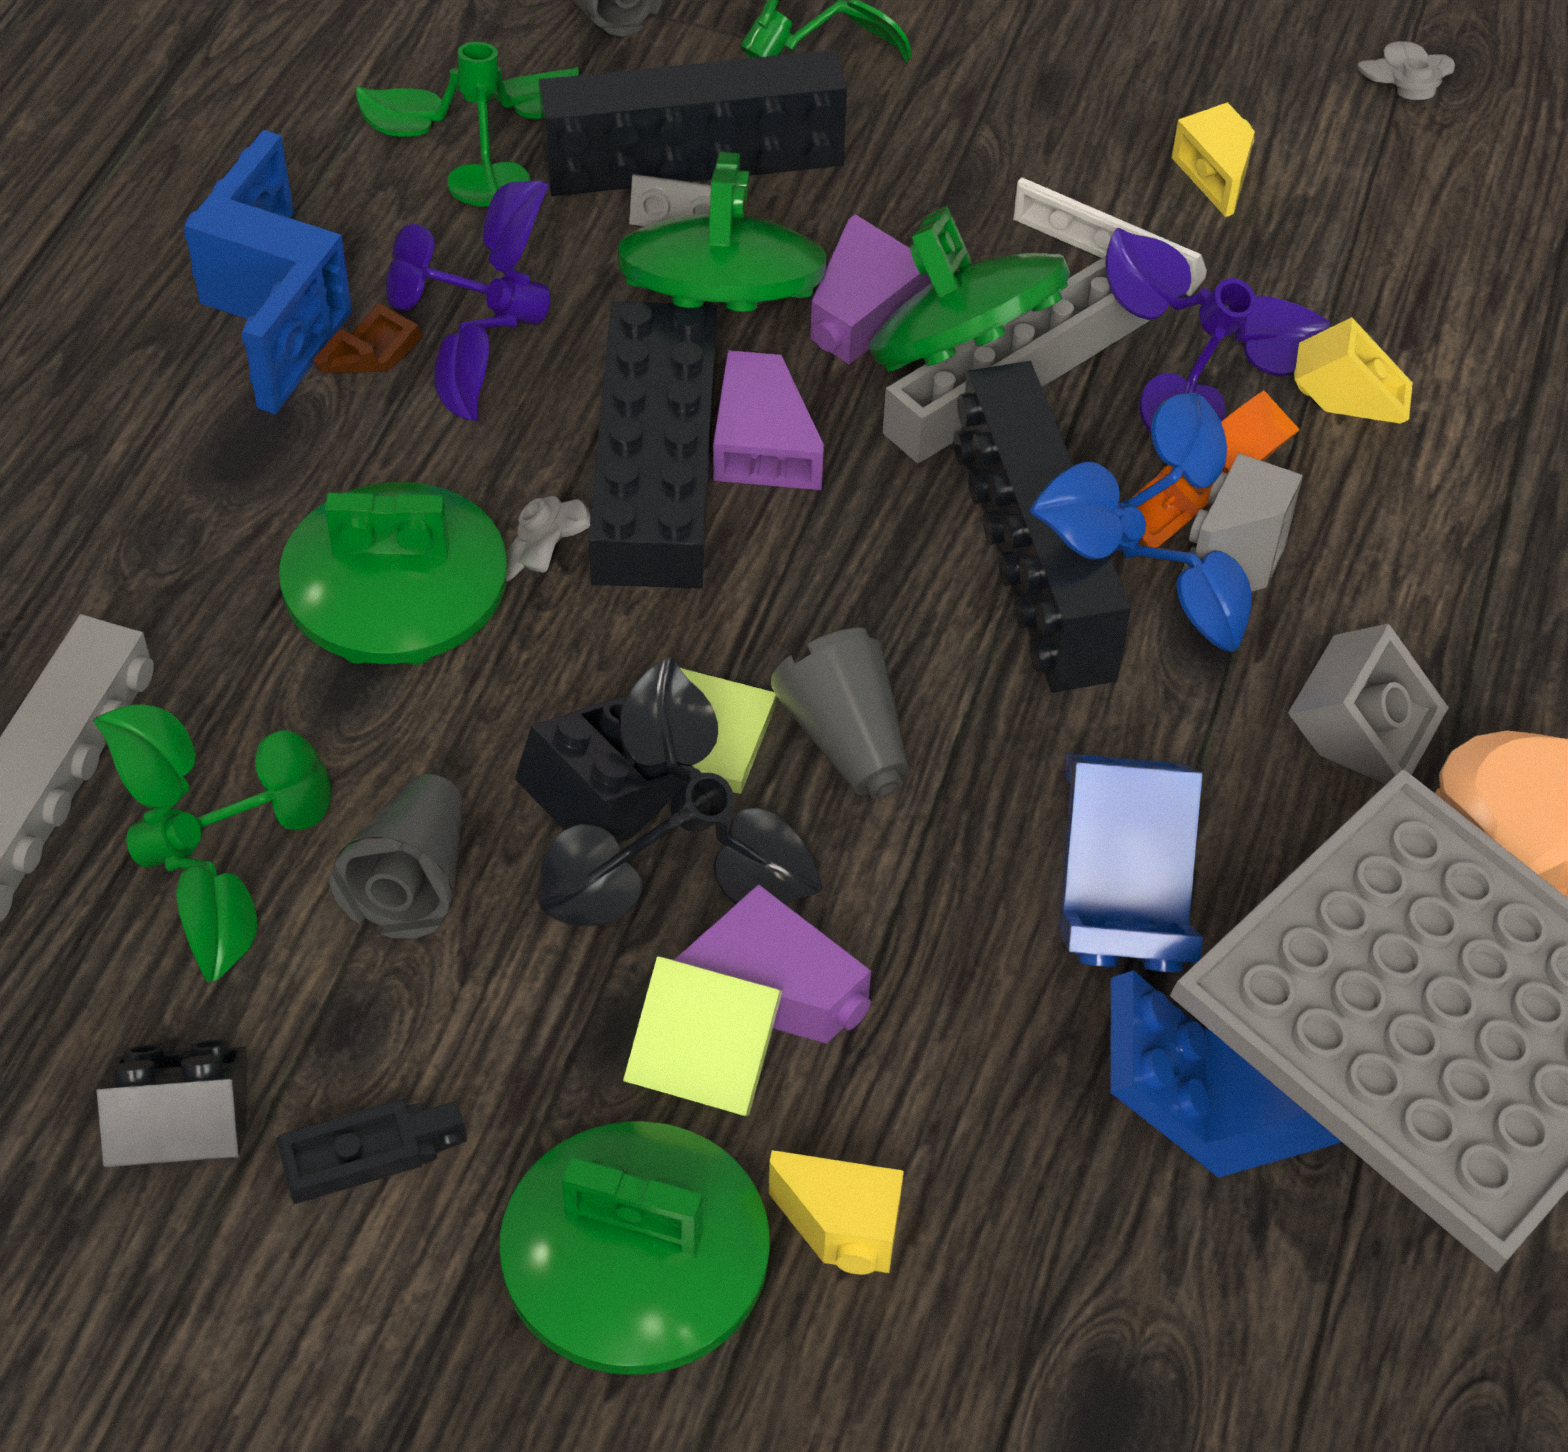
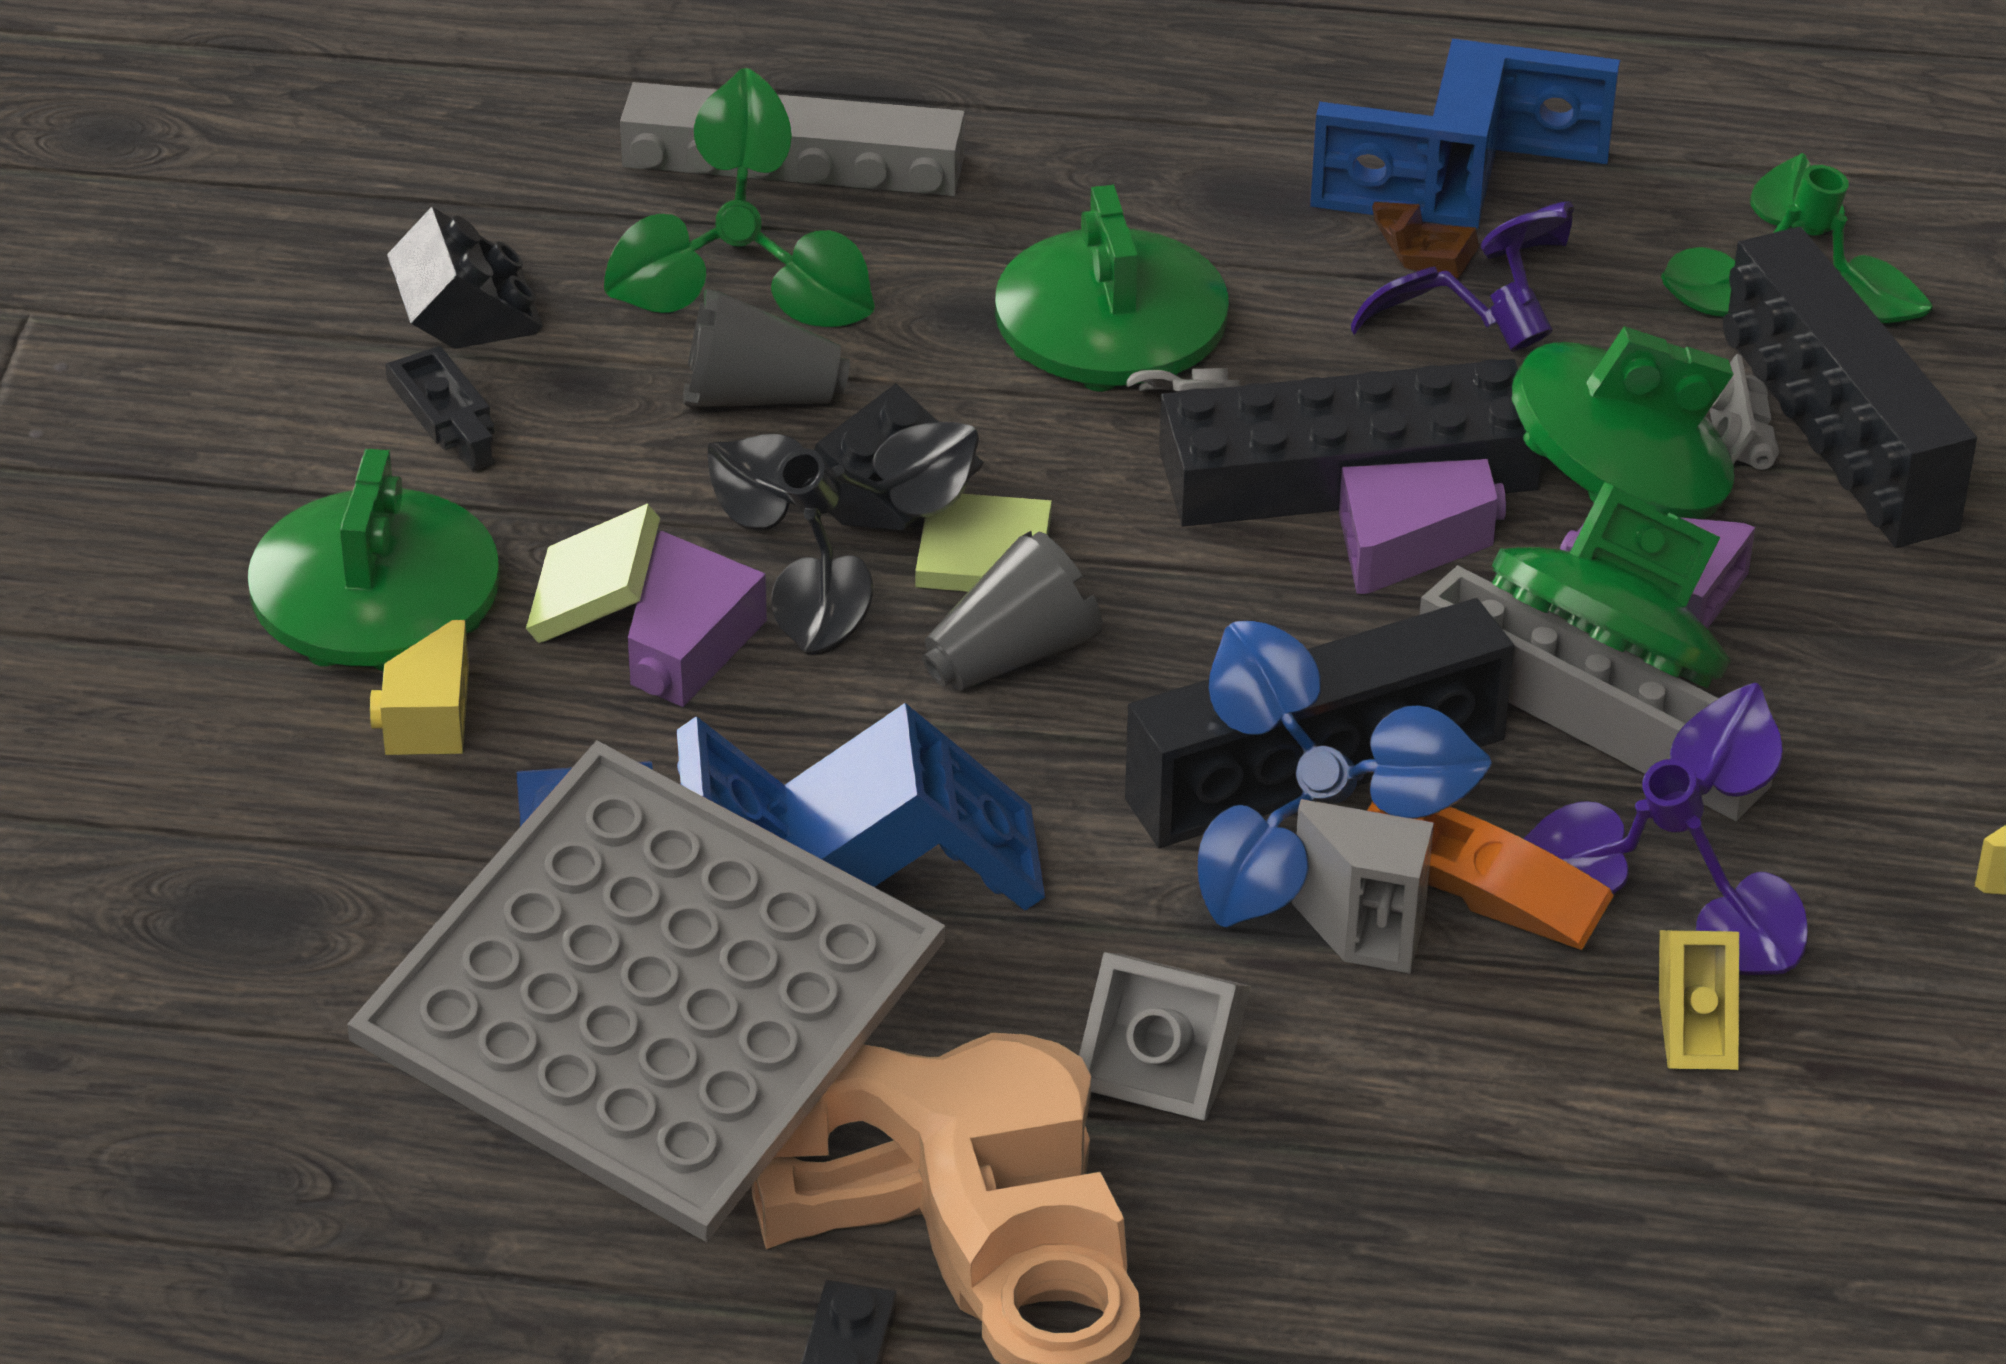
camera: 80 degrees right, 10 degrees down
(1084, 225) = (1863, 770): white slope -> none

